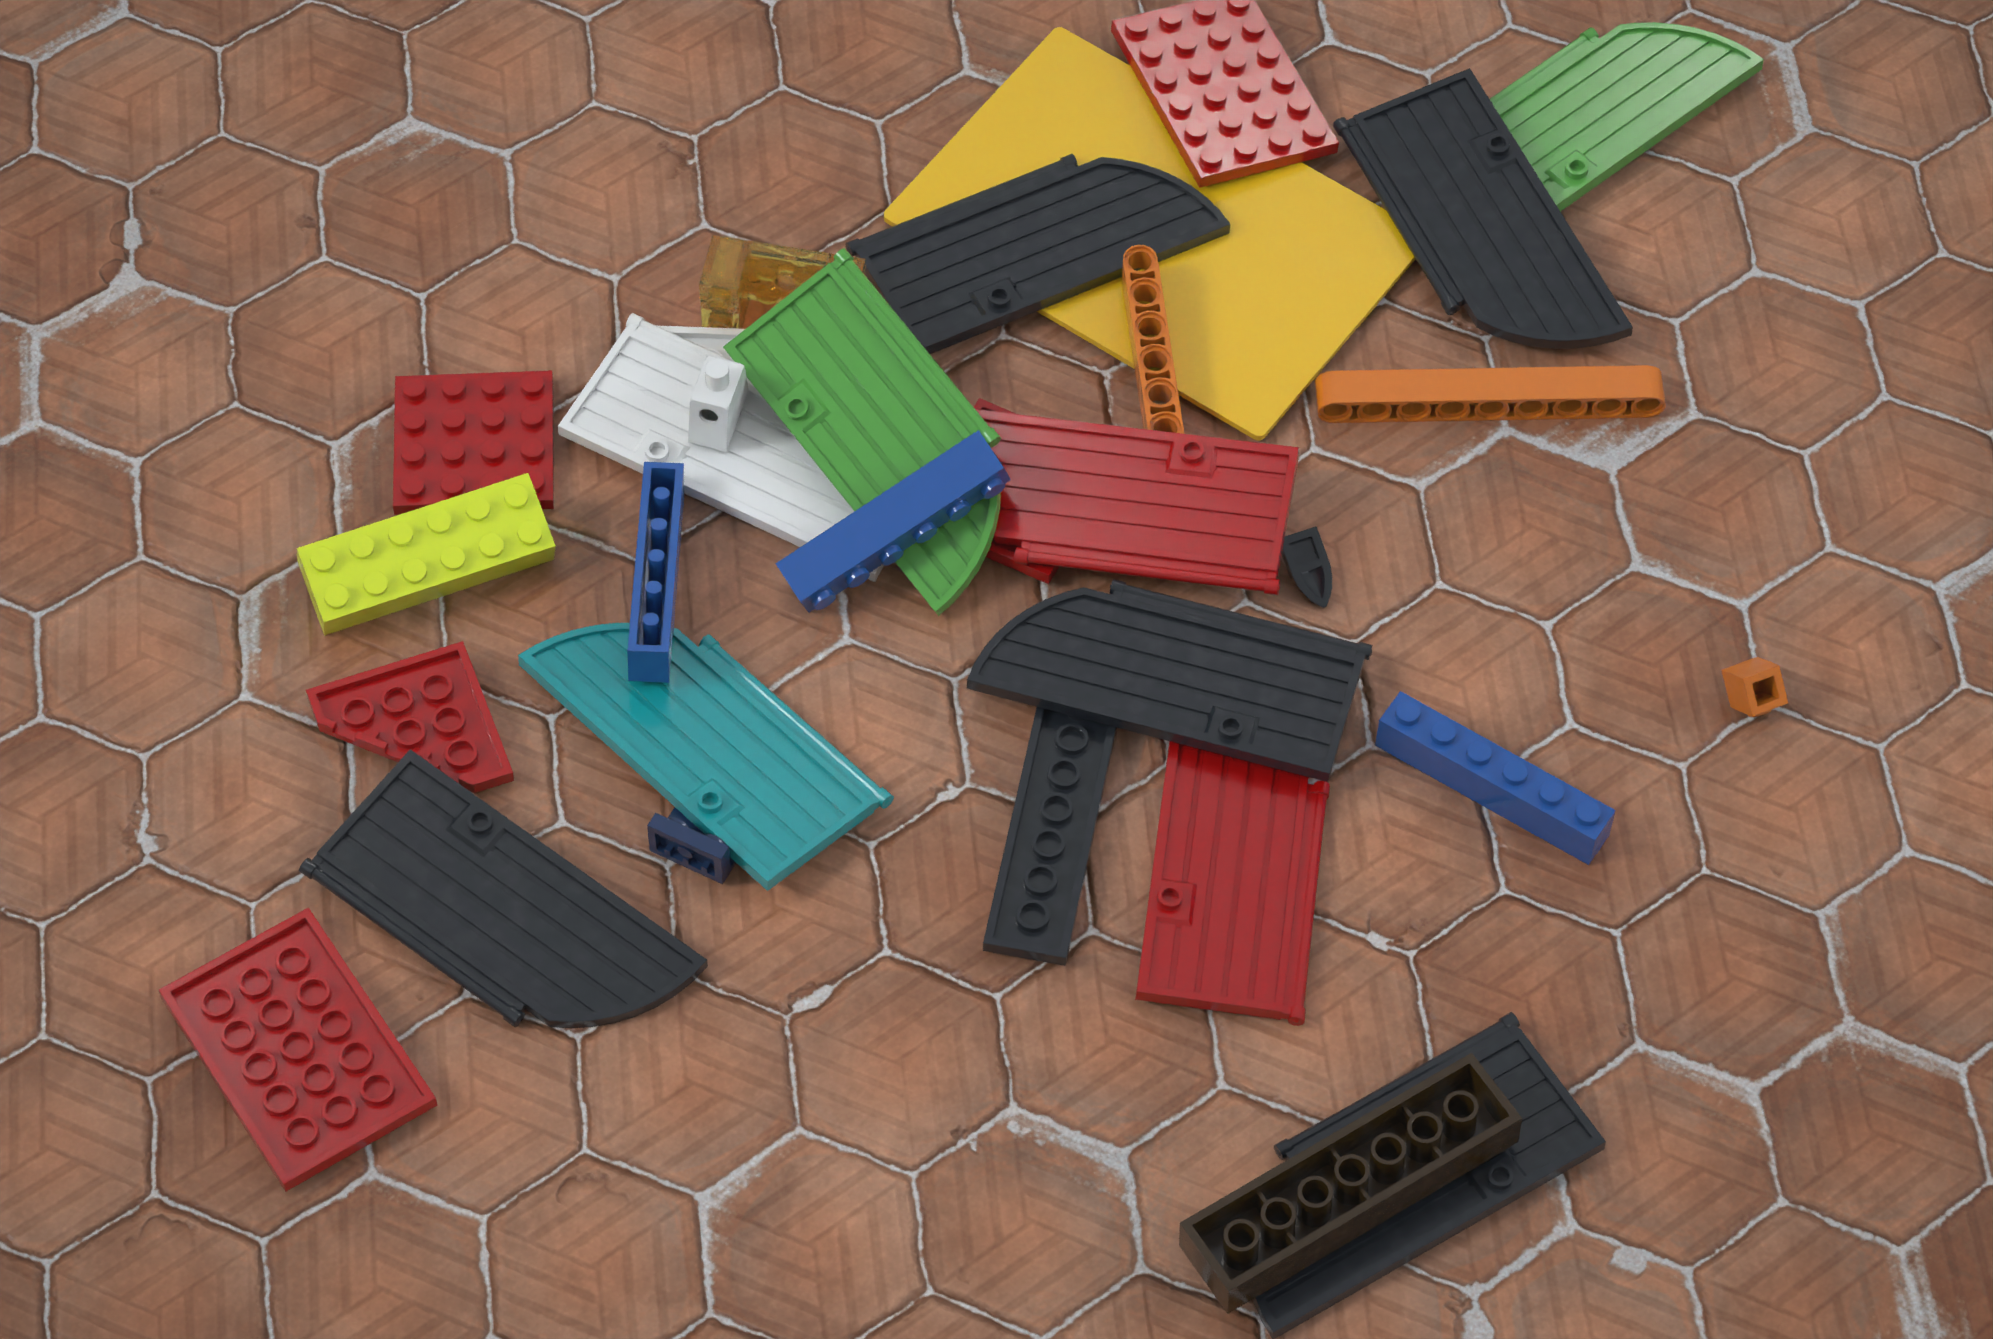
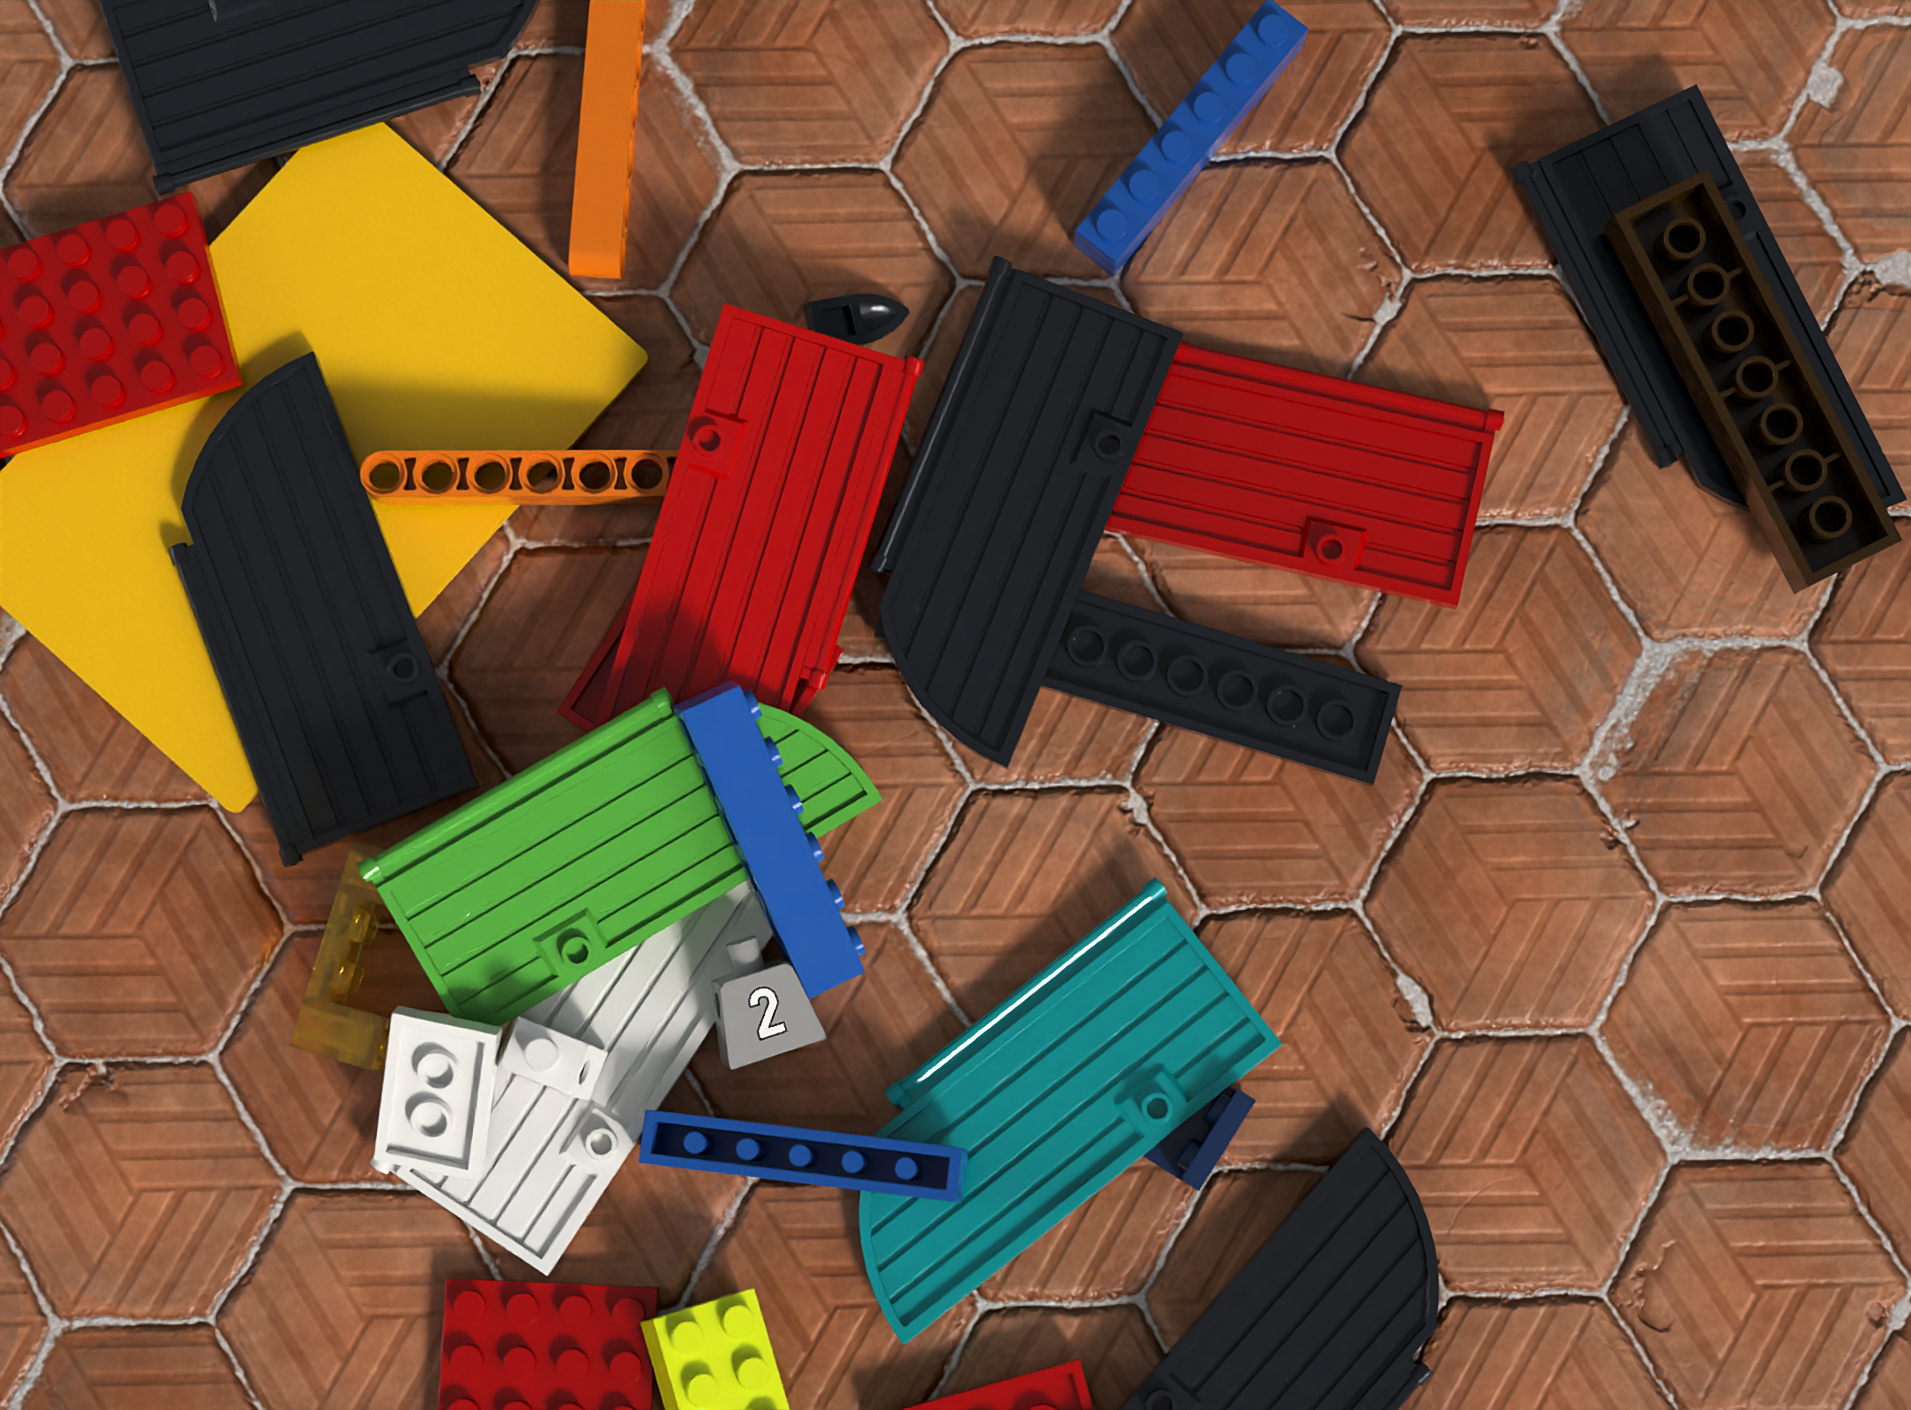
camera: 80 degrees left, 25 degrees up
(685, 331) = (437, 1093): none -> white plate
(764, 535) = (760, 1007): none -> light grey torso

